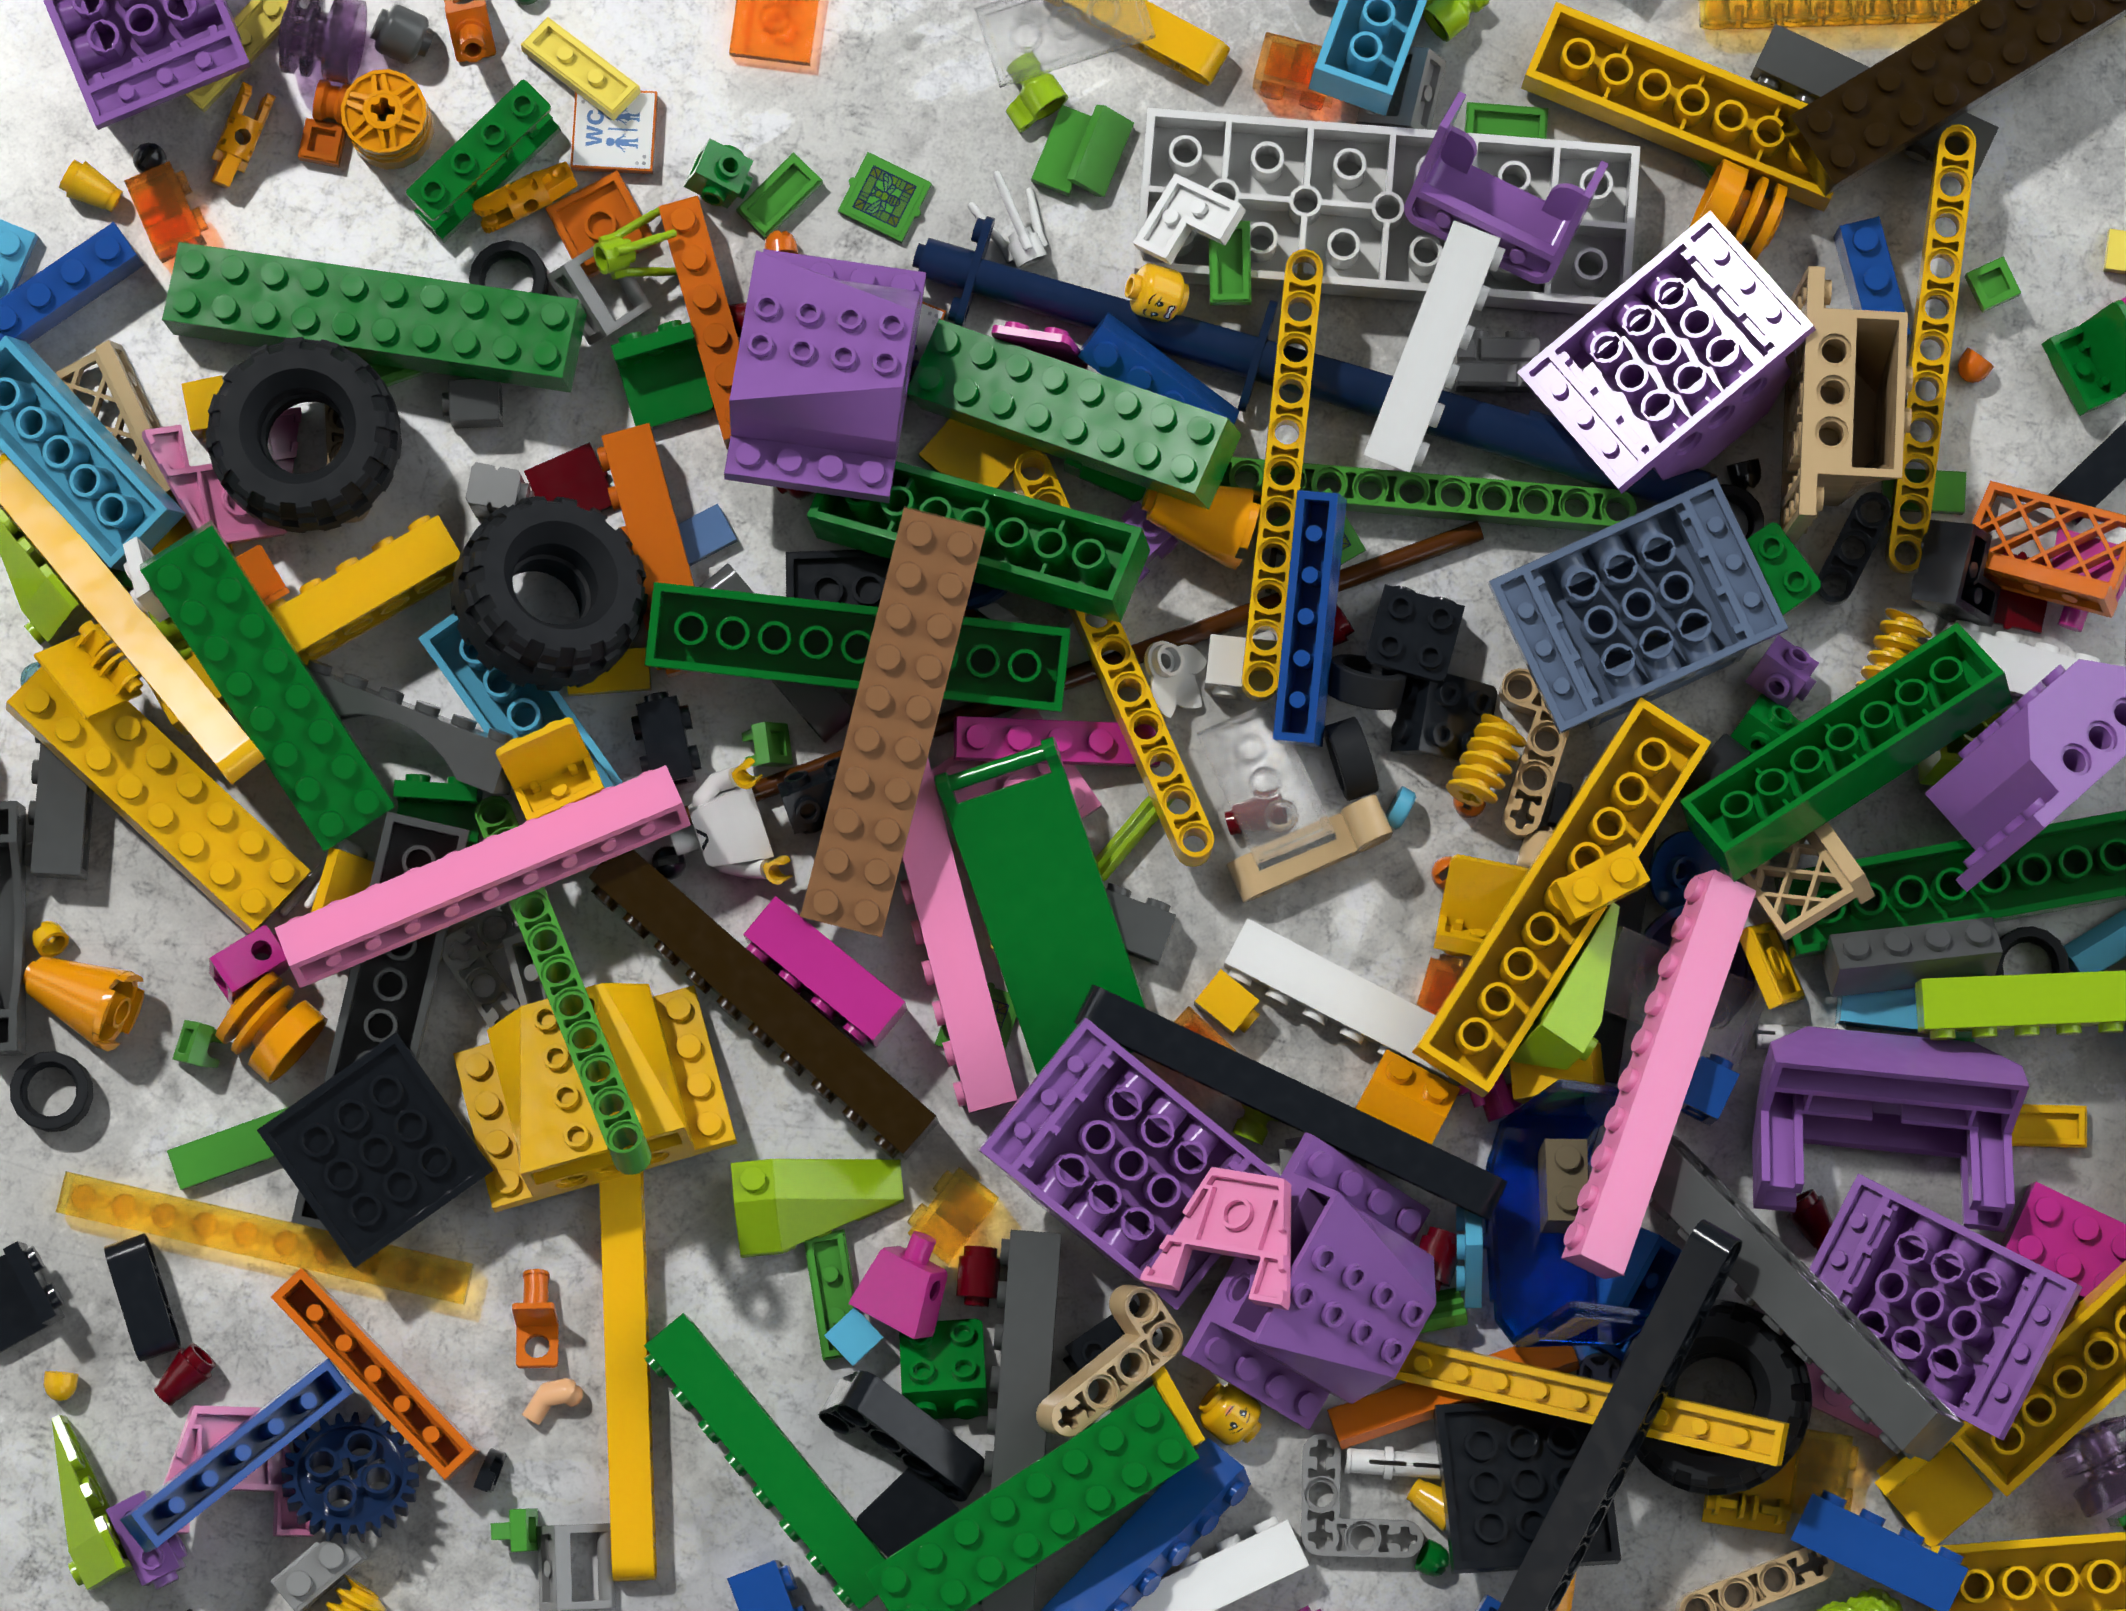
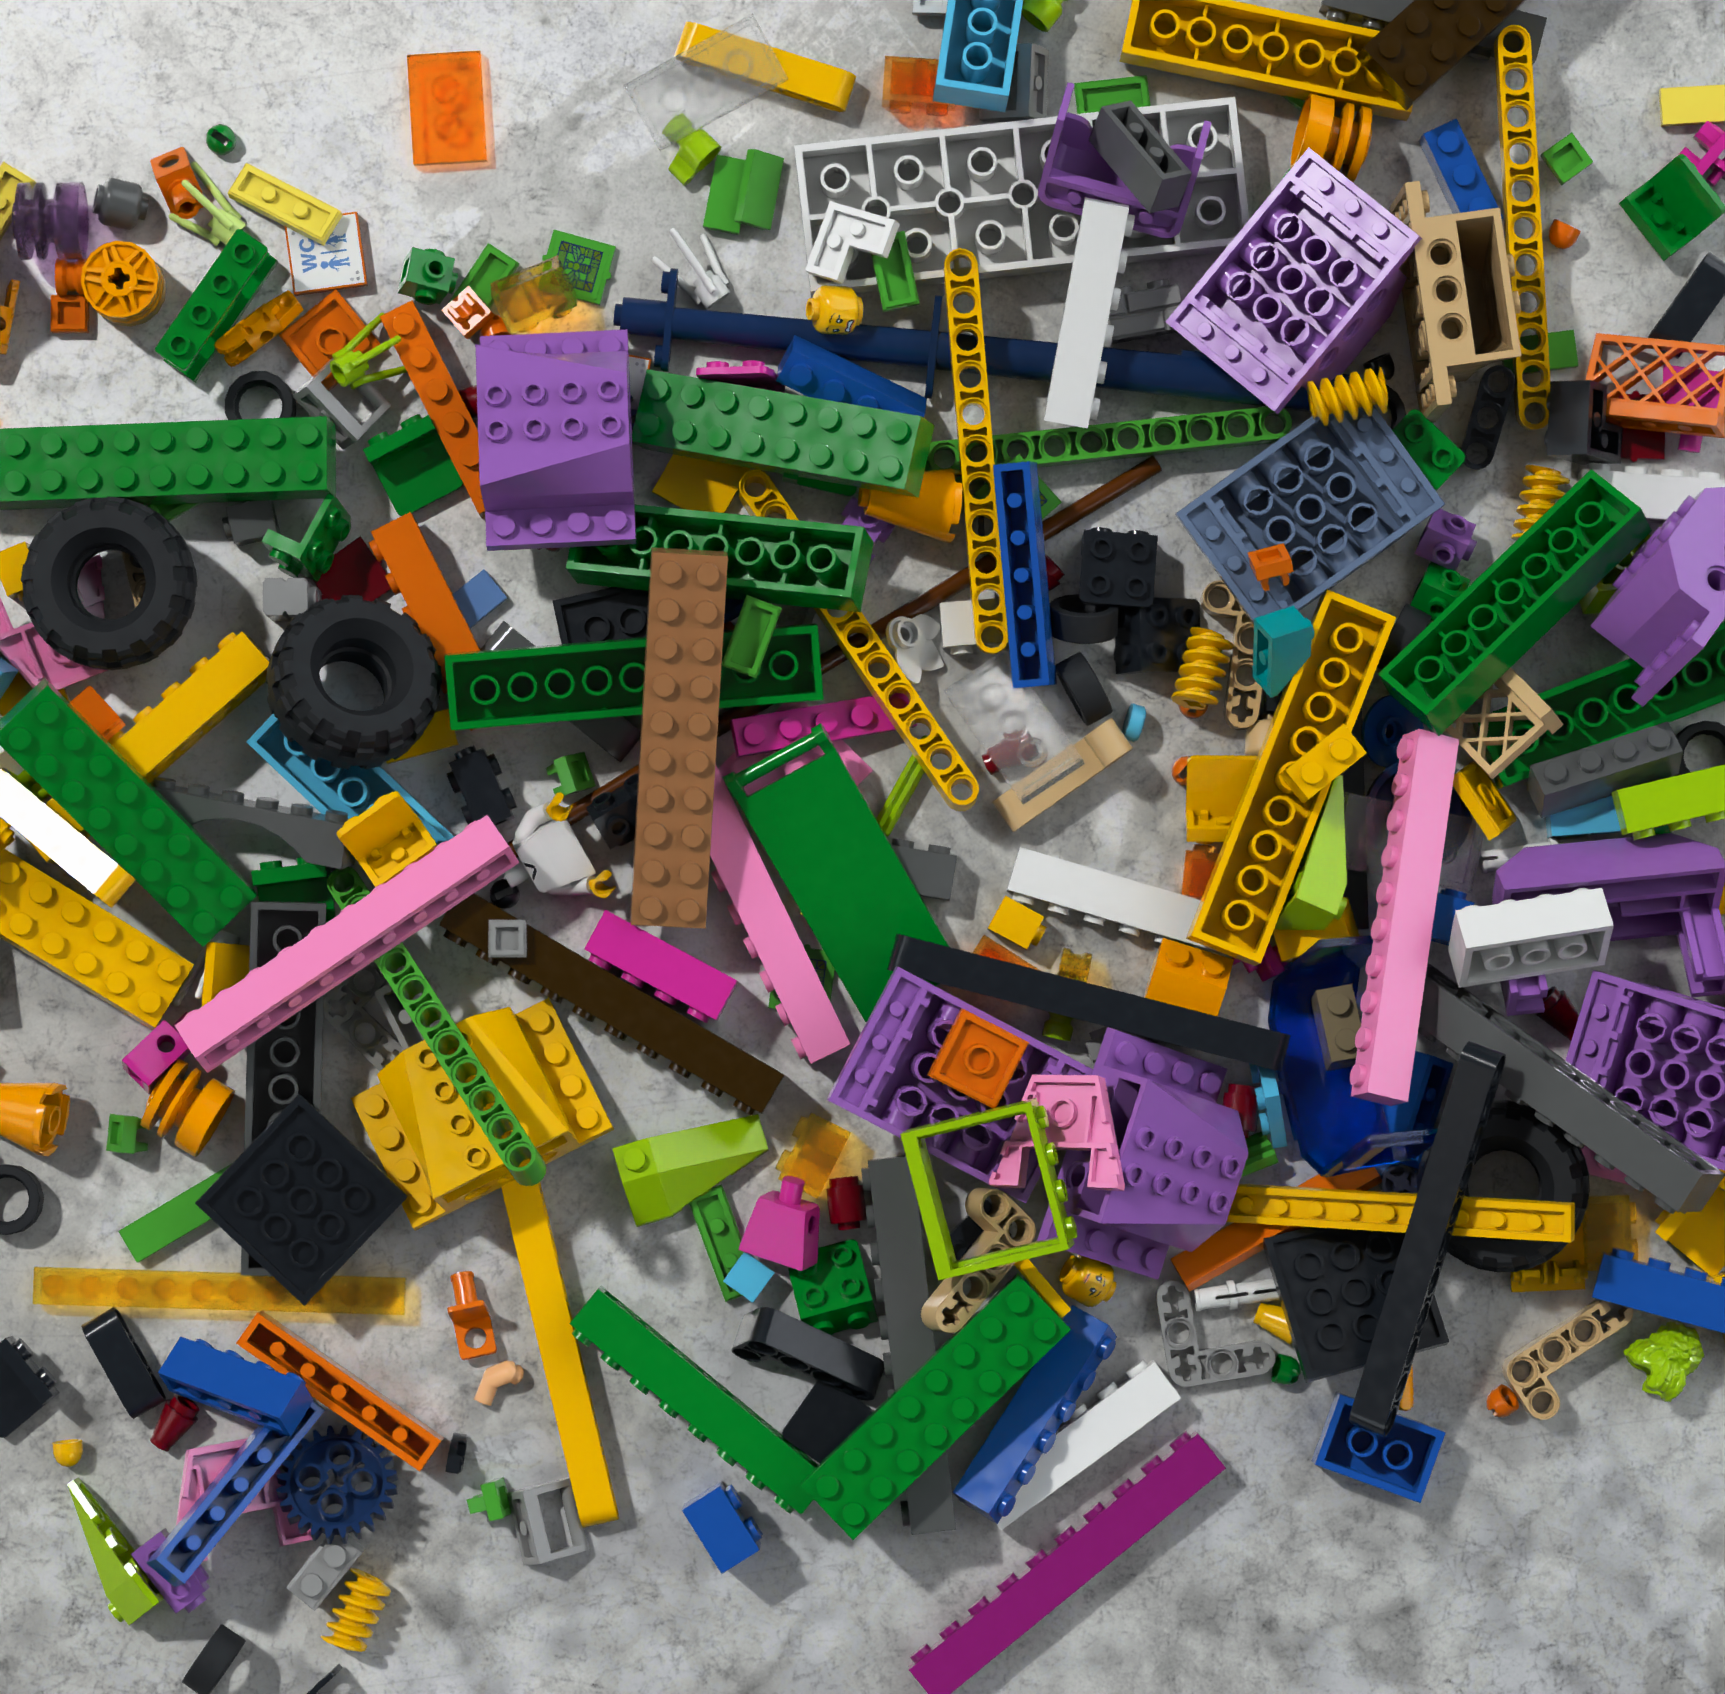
camera: 15 degrees left, 5 degrees up
(261, 1343) = (236, 1385): none -> blue brick
(509, 72) = (224, 221): none -> yellowish green plant
(540, 441) = (316, 550): none -> green bracket
(661, 906) = (507, 939): none -> light grey tile
(756, 221) = (468, 312): none -> orange tile
(831, 217) = (534, 295): none -> clear yellow brick
(995, 626) = (751, 636): none -> bright green tile
(1071, 1283) = (931, 1205): none -> lime window
(1154, 1137) = (978, 1058): none -> orange tile
(1283, 1059) = (1074, 965): none -> clear yellow wheel
(1523, 187) = (1140, 156): none -> dark grey brick
(1576, 750) = (1280, 648): none -> teal slope
(1581, 654) = (1271, 563): none -> orange tile
(1702, 487) = (1348, 396): none -> yellow piece
(1794, 1121) = (1530, 937): none -> white brick

